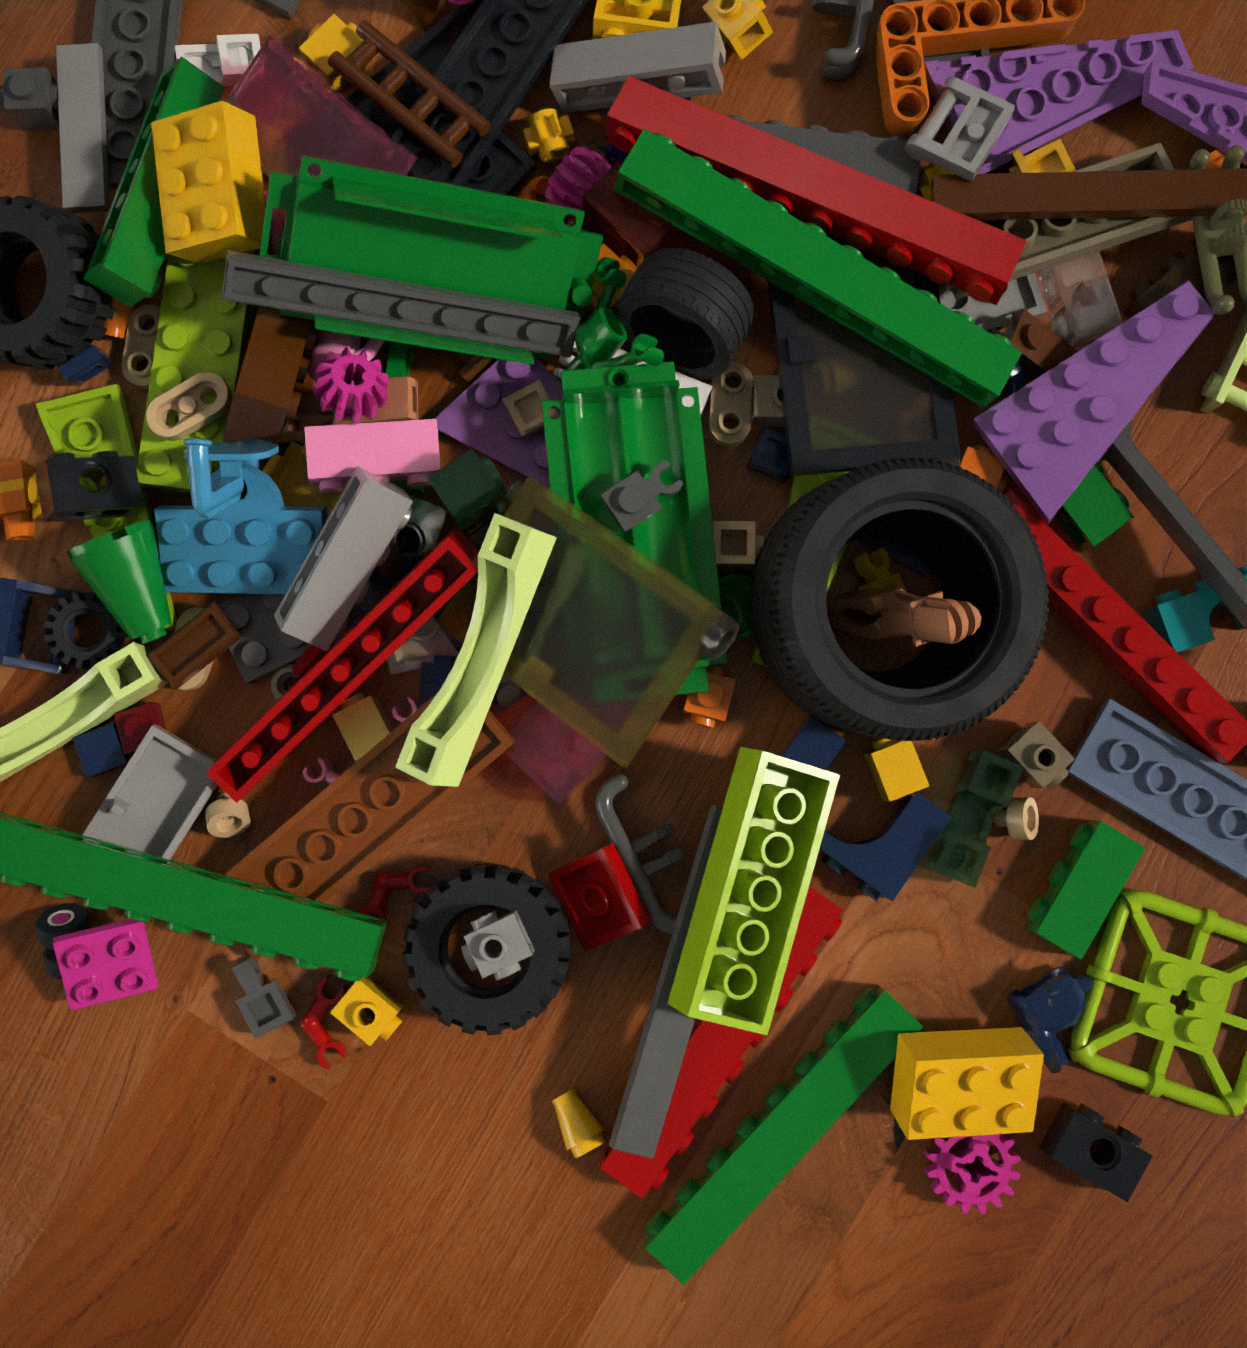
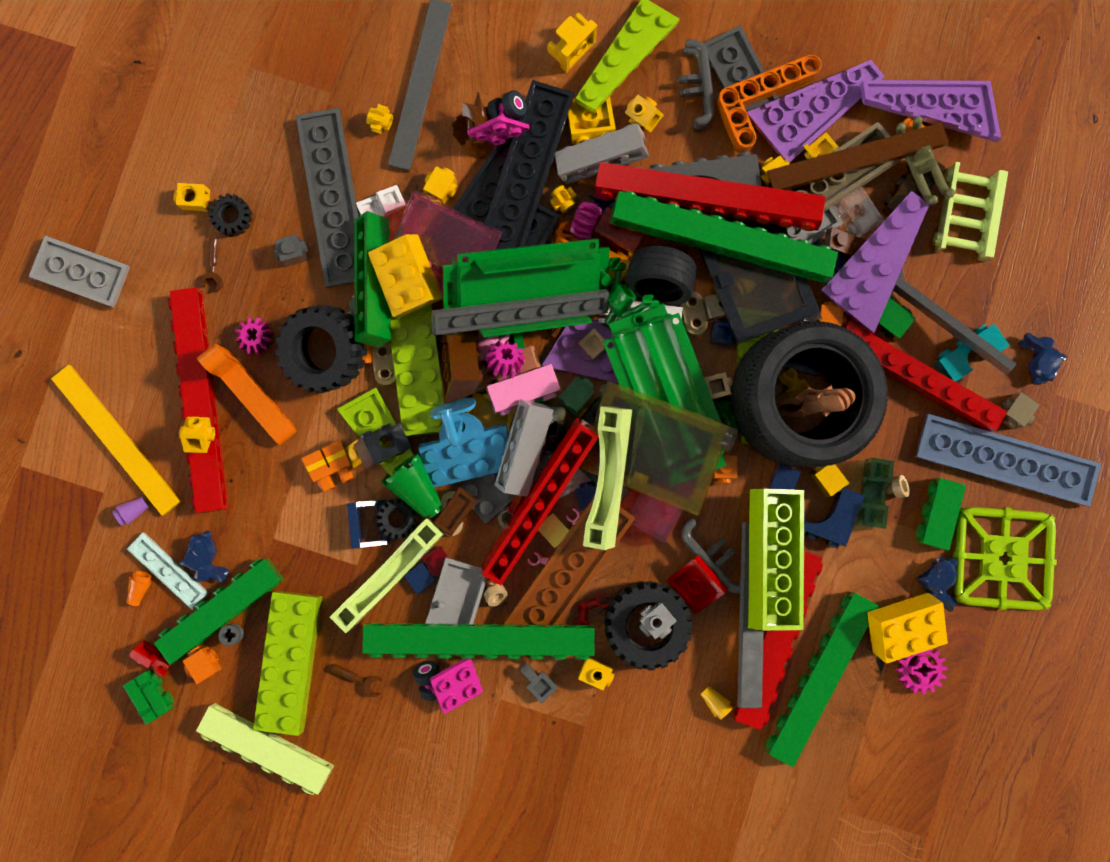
camera: 15 degrees left, 0 degrees up
(82, 128) = (322, 259): light grey tile -> none
(85, 365) = (357, 382): dark blue tile -> none
(189, 403) = (422, 390): tan plate -> none
(312, 1024) = (568, 690): red arm -> none
(407, 68) = (493, 211): reddish brown bar -> none
(635, 499) = (664, 378): dark grey plate -> none
(971, 135) = (782, 144): light grey plate -> none
(1036, 741) = (900, 452): dark tan brick -> none
(1119, 1164) = (994, 650): black brick -> none

